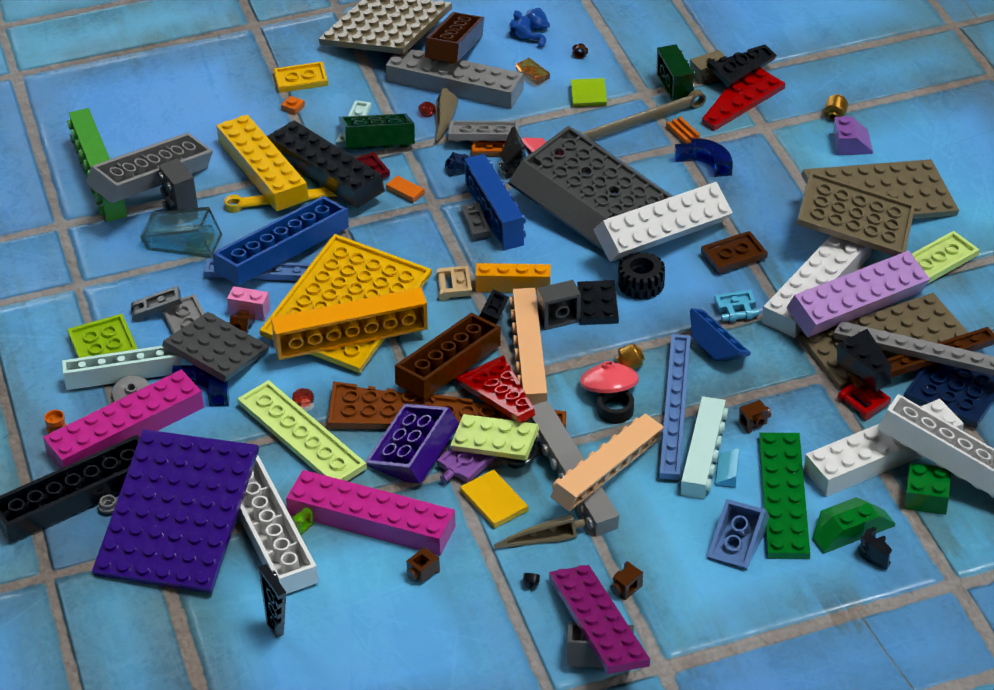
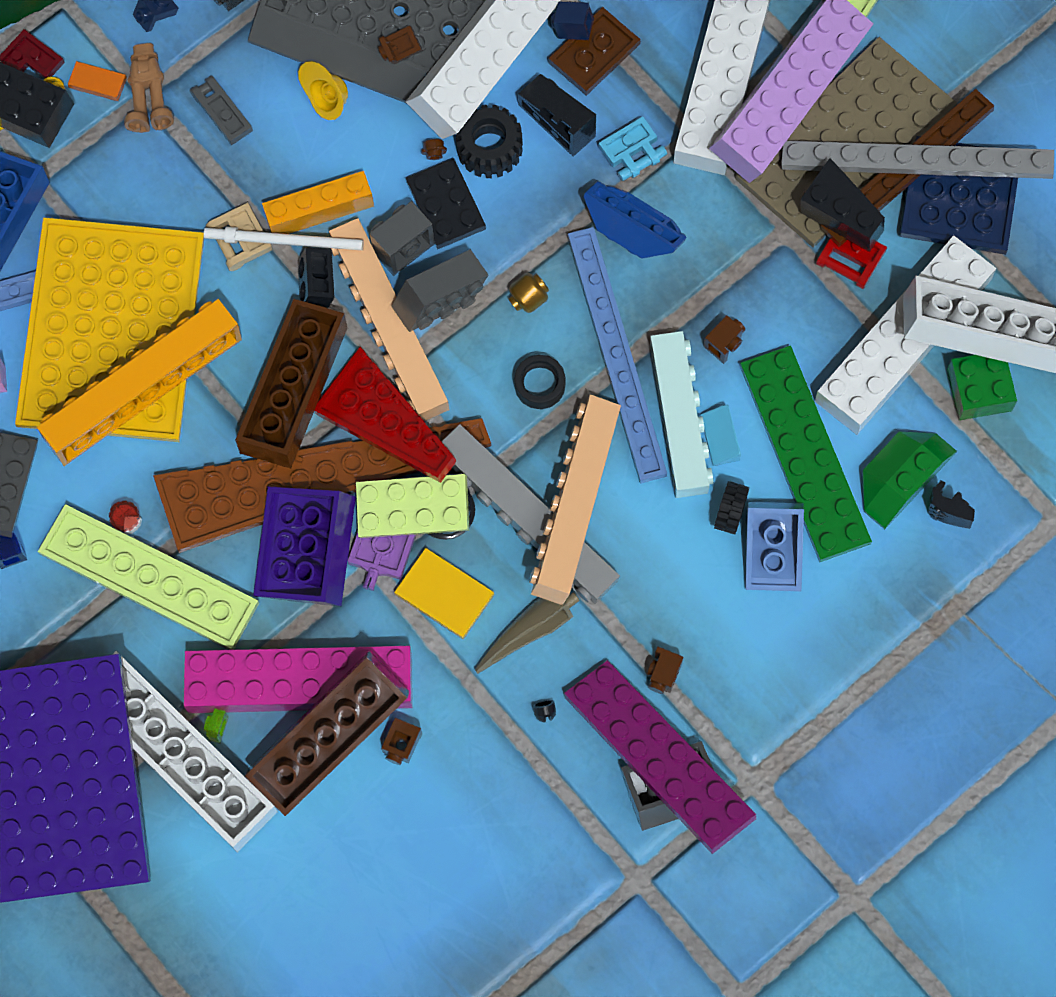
camera: 20 degrees left, 30 degrees up
(274, 600) = (251, 894): black wing -> none
(372, 535) = (327, 733): none -> reddish brown brick
(435, 192) = (146, 75): none -> medium nougat piece
(450, 276) = (233, 235): none -> white bar
(495, 201) = (238, 74): blue brick -> none
(546, 224) = (323, 89): none -> yellow piece
(569, 331) = (440, 291): none -> dark grey brick
(603, 203) = (399, 45): none -> reddish brown bracket
(603, 272) = (434, 149): none -> reddish brown plate
(609, 378) = (517, 343): coral dish -> none
(695, 274) = (558, 114): none -> black wedge
(714, 501) = (731, 507): none -> black tyre
(725, 228) = (573, 20): none -> dark blue brick

